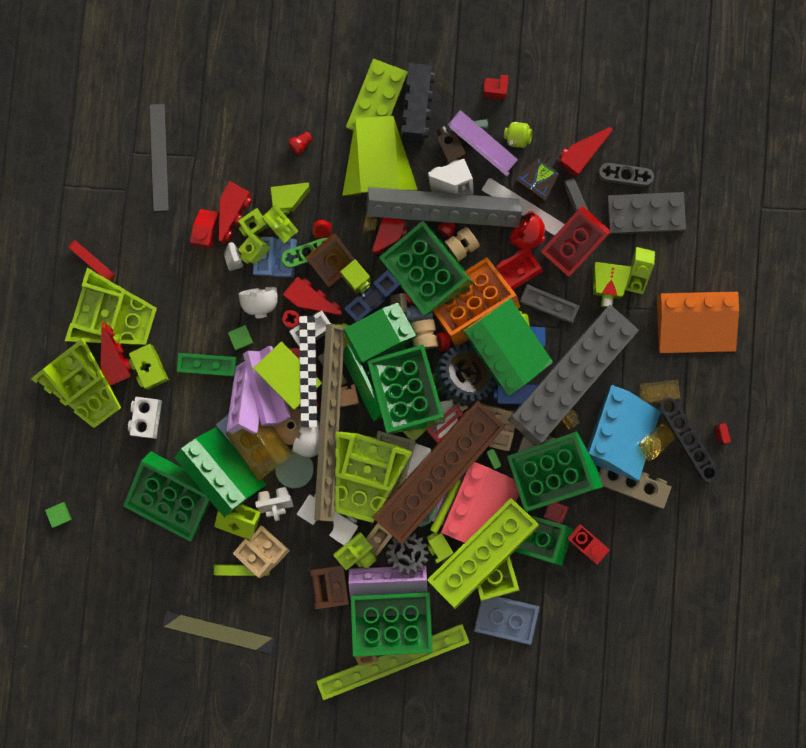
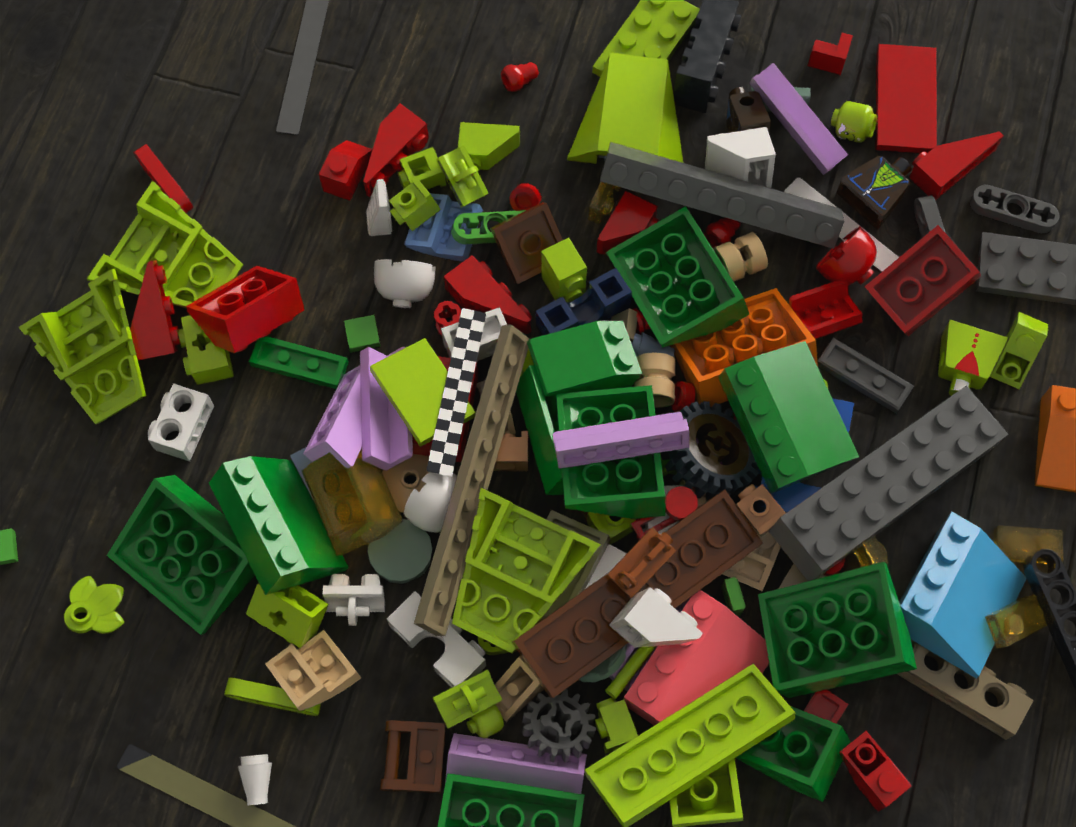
camera: 10 degrees right, 15 degrees down
(125, 535) = (97, 603): none -> lime plate
(167, 339) = (247, 308): none -> red slope
(242, 615) = (255, 777): none -> white cone
(411, 385) = (621, 439): none -> lavender panel
(437, 456) = (642, 561): none -> dark orange hinge
(447, 492) = (653, 622): none -> white slope
(453, 413) = (680, 502): none -> red tile
(508, 407) = (762, 521): none -> medium nougat brick
(548, 109) = (906, 98): none -> red tile

